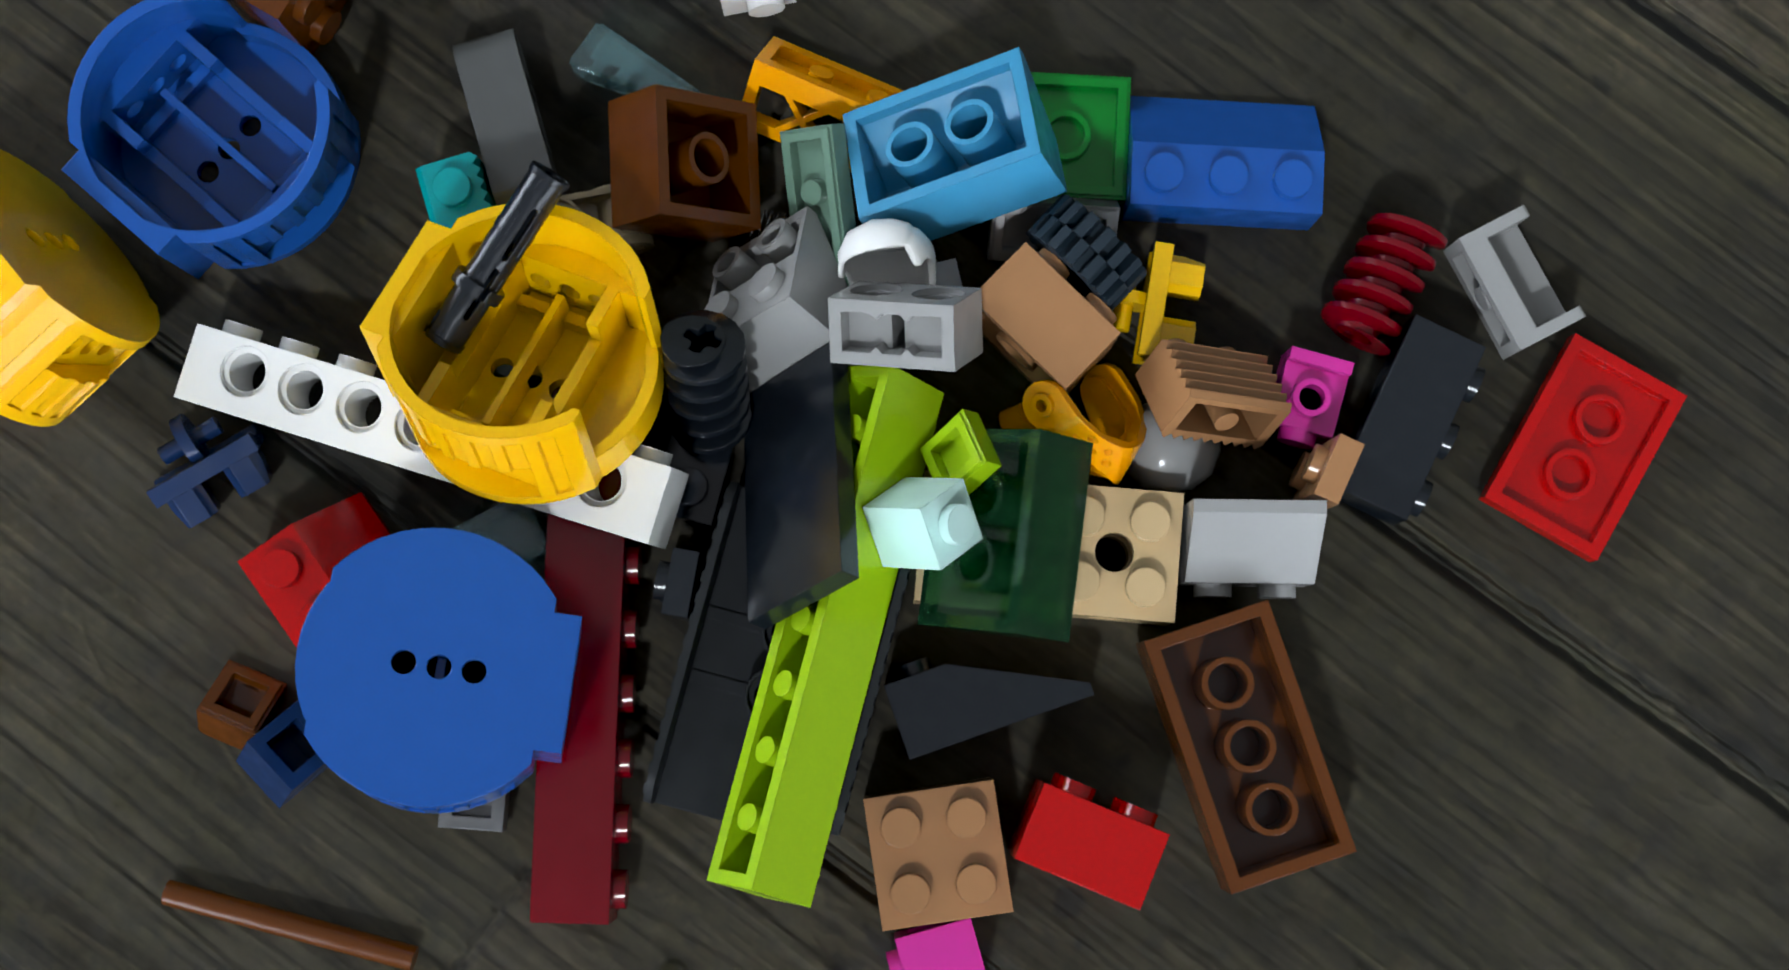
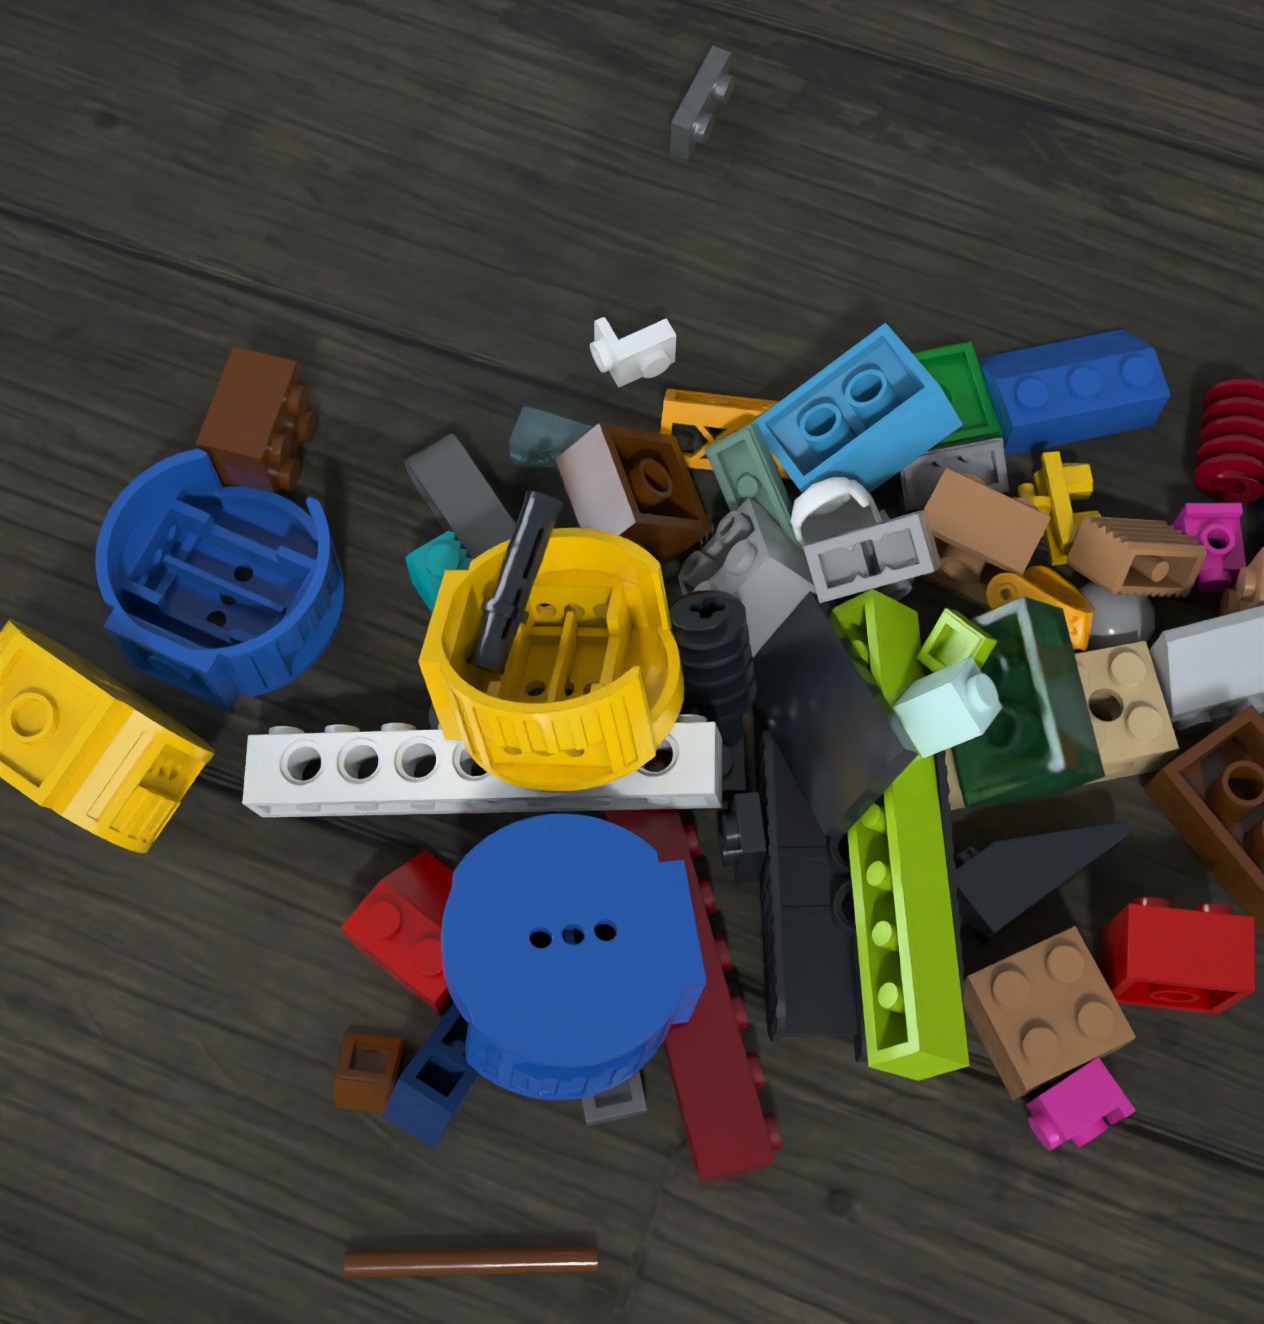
camera: 15 degrees left, 15 degrees down
(185, 485) = (308, 846): dark blue hips -> none
(1089, 251) = (998, 461): black bush -> none

